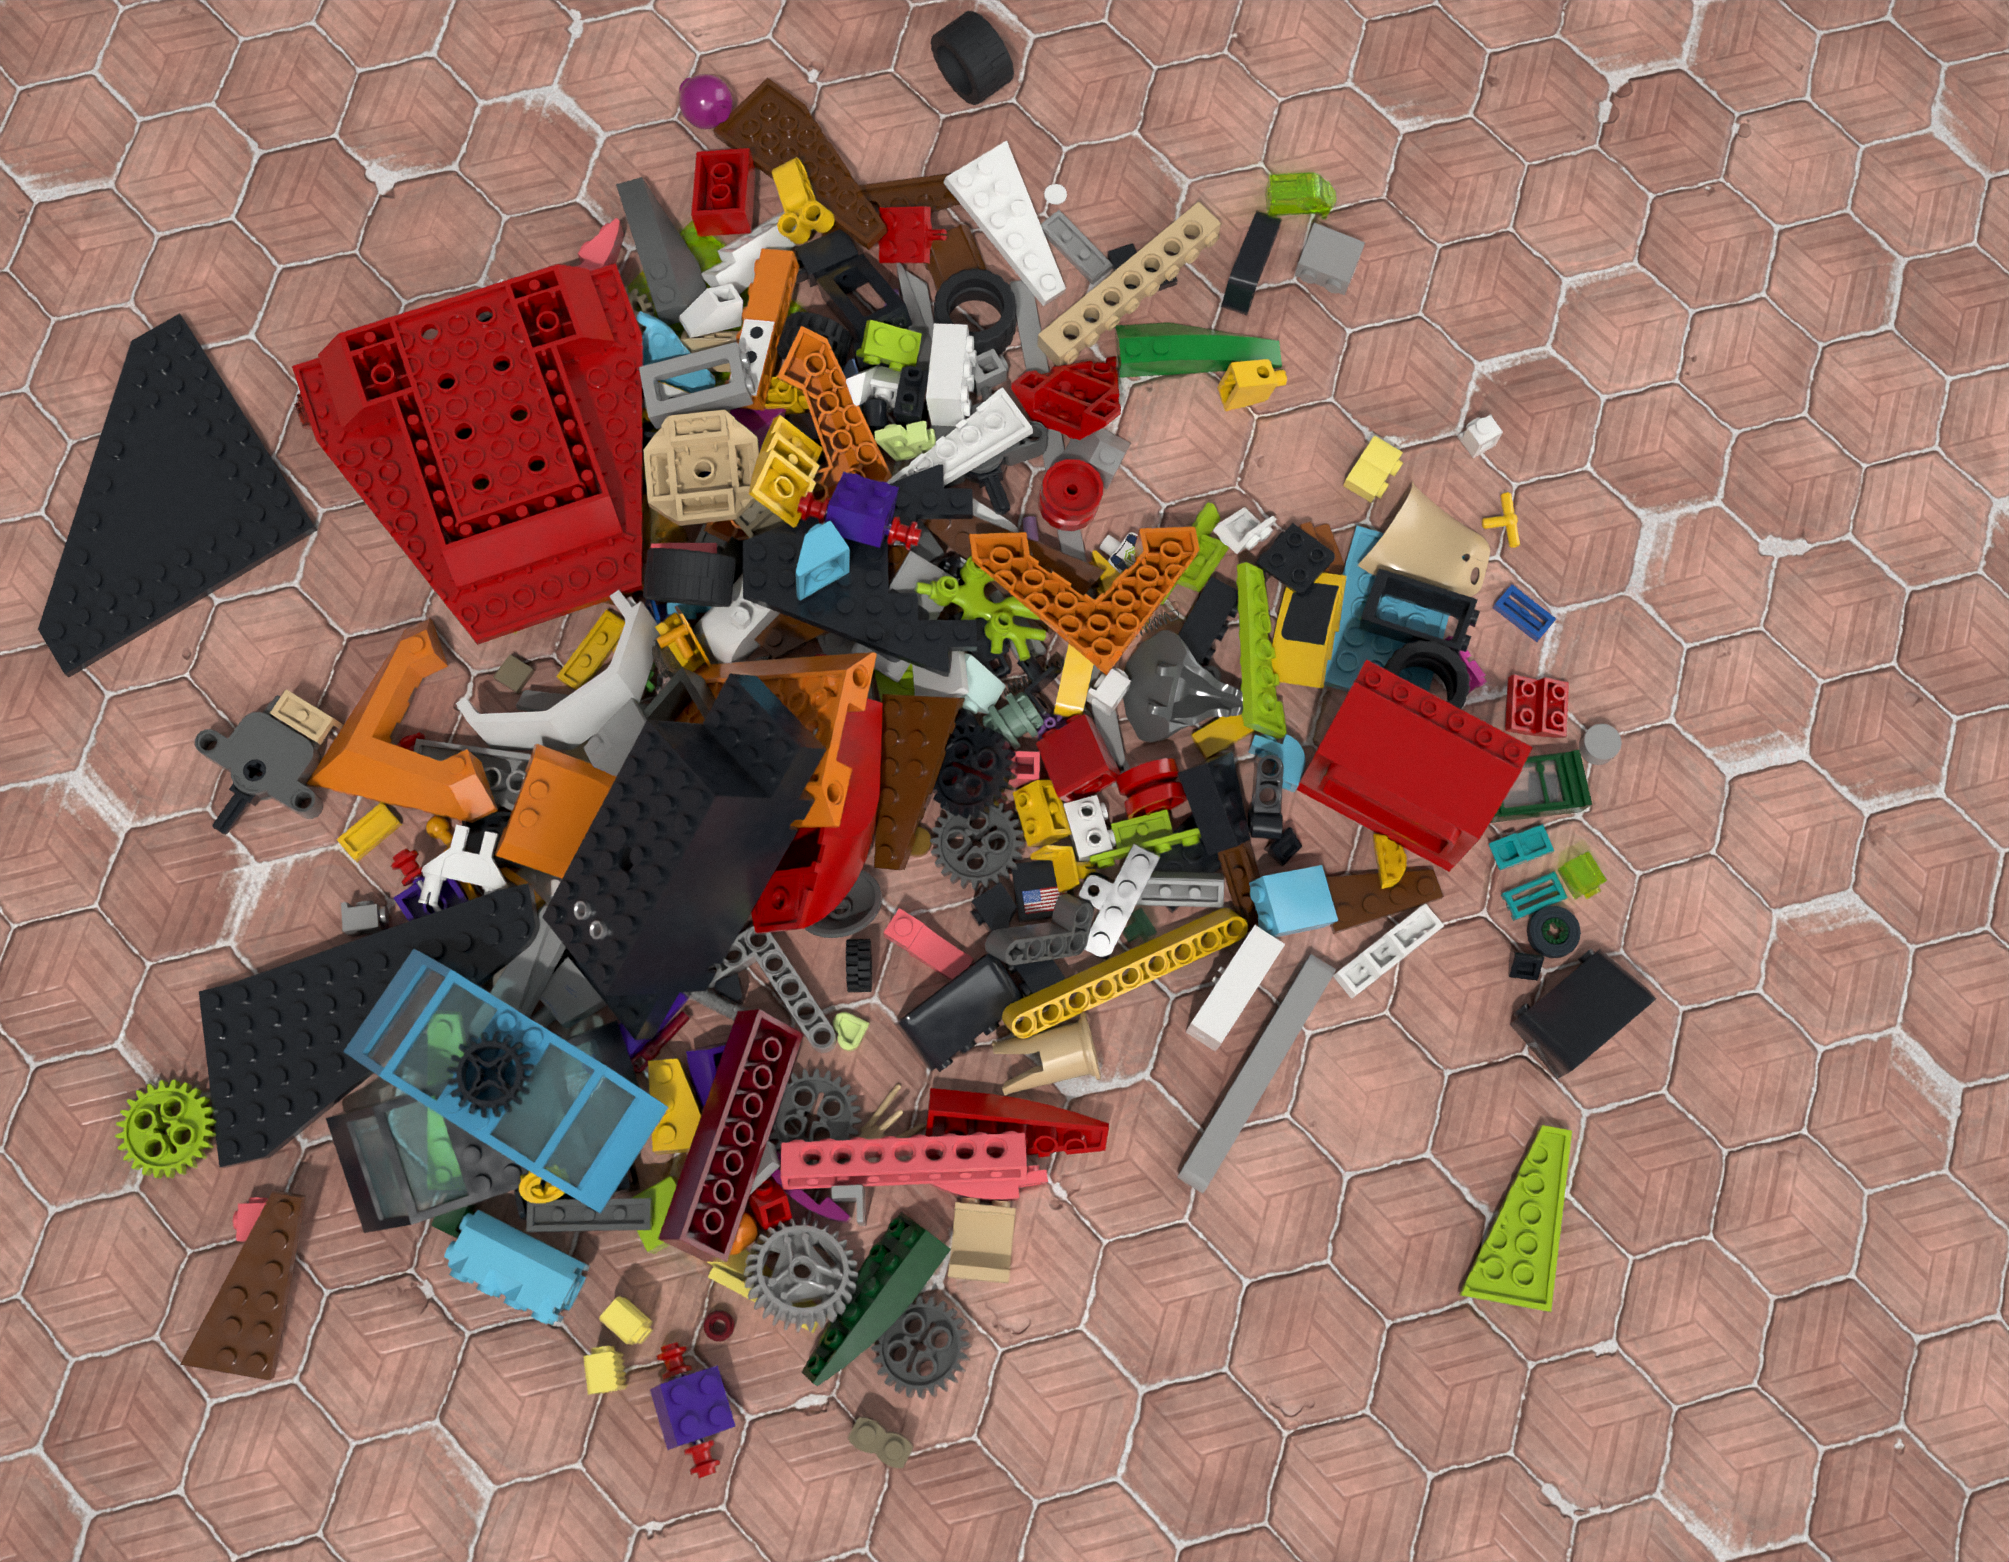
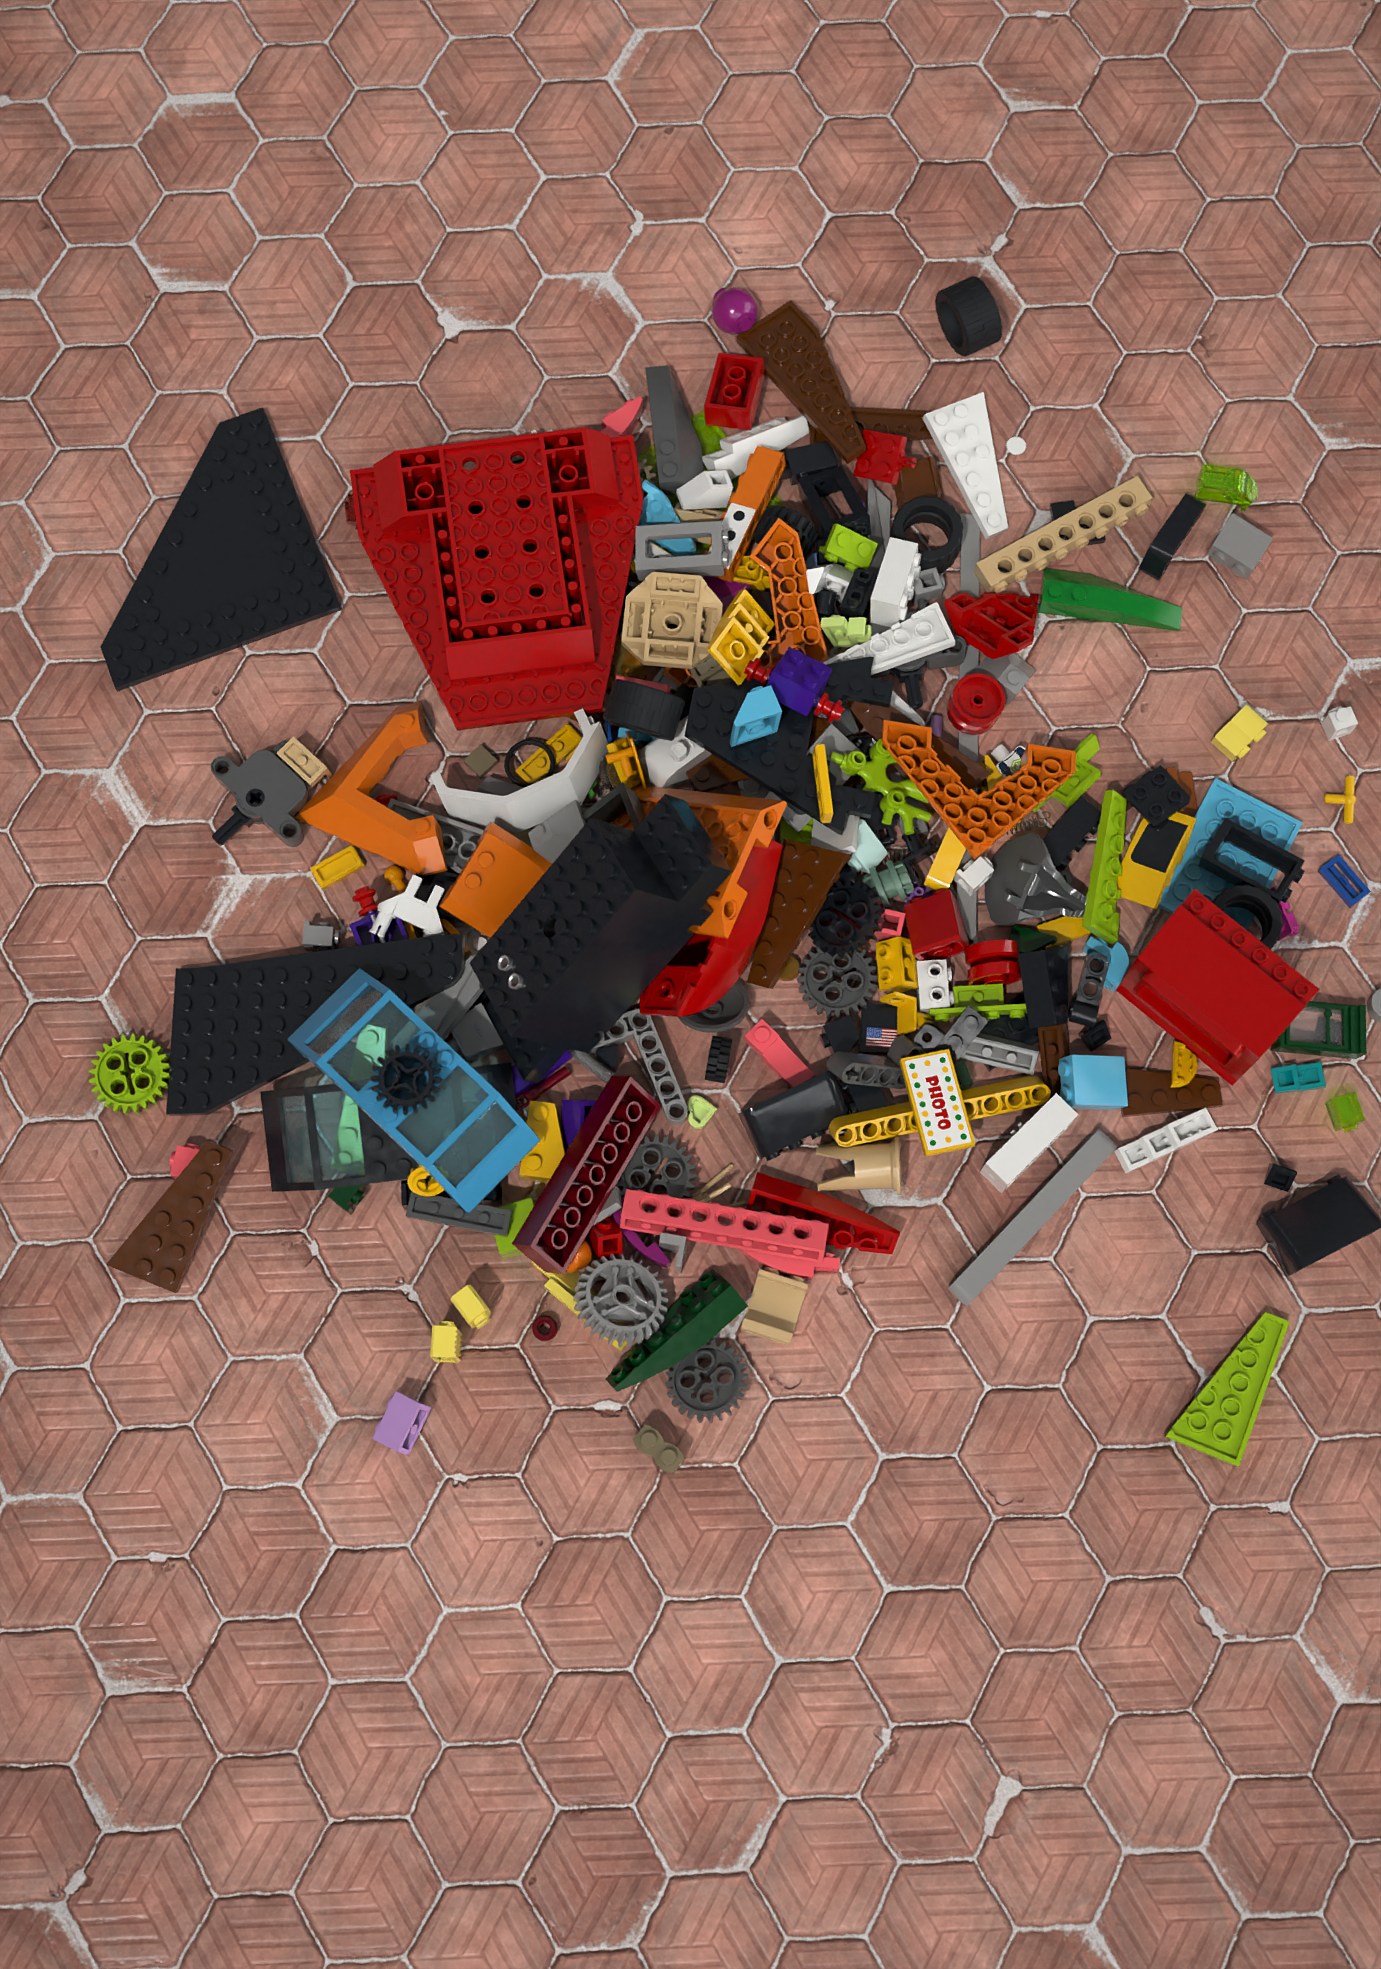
camera: 15 degrees right, 0 degrees up
(515, 1265) = (390, 1243): medium azure brick -> none
(561, 642) = (522, 743): none -> black tyre
(570, 1478) = (401, 1423): none -> lavender brick
(691, 1408) = (510, 1388): dark purple brick -> none
(799, 203) = (796, 413): yellow piece -> none
(914, 622) = (822, 783): none -> yellow tile
(1076, 247) = (1024, 494): light grey tile -> none
(1120, 964) = (937, 1102): none -> tile
(1188, 752) = (1030, 940): none -> dark green tile
(1243, 530) = (1117, 763): white bracket -> none
(1249, 383) = (1148, 639): yellow torso -> none
(1430, 547) = (1273, 807): tan piece -> none
(1512, 905) = (1279, 1124): teal tile -> none
(1537, 706) = (1337, 962): red slope -> none
(1546, 944) = (1318, 1144): black bush -> none

